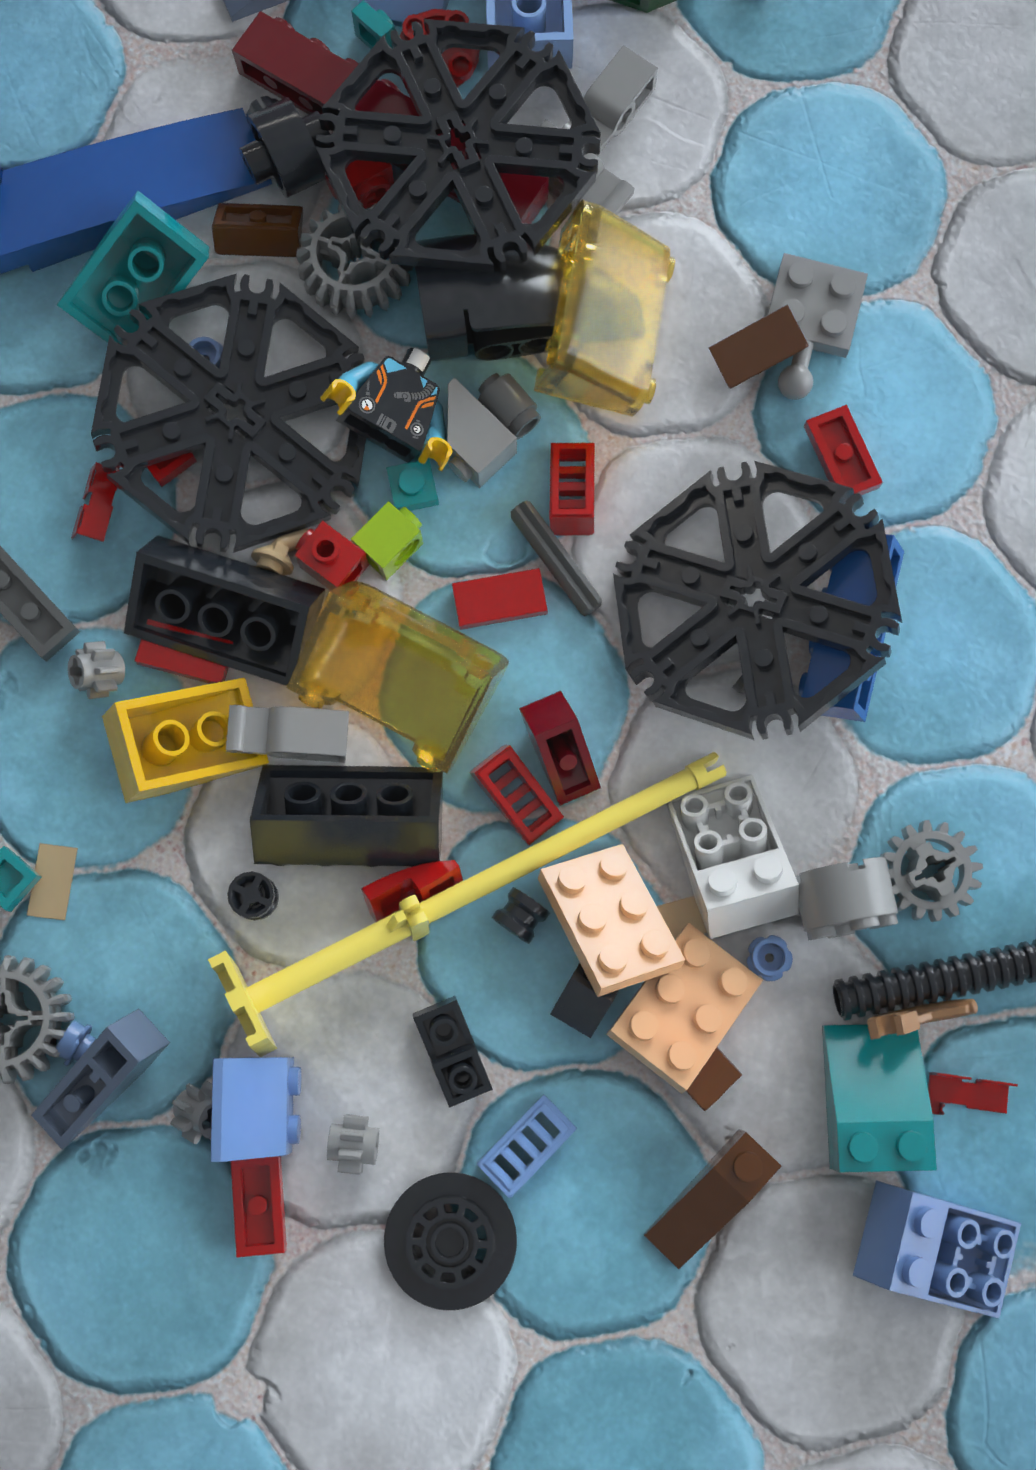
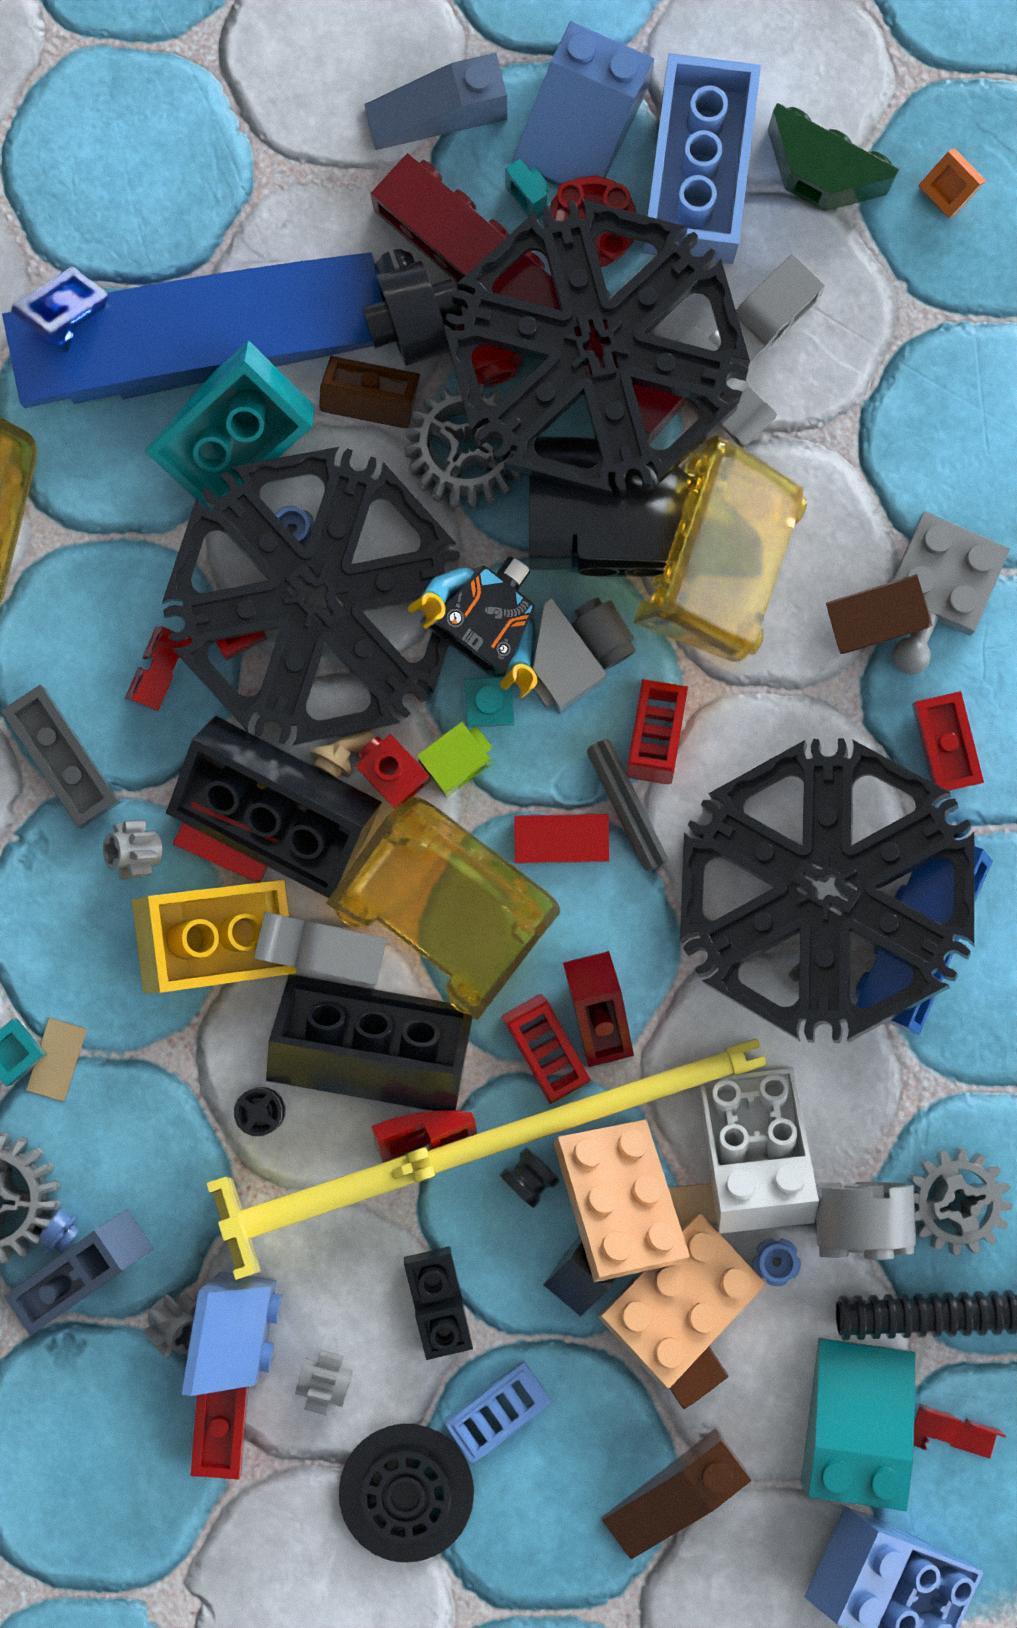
camera: 10 degrees right, 5 degrees up
(910, 1018) = (905, 1351): medium nougat piece -> none

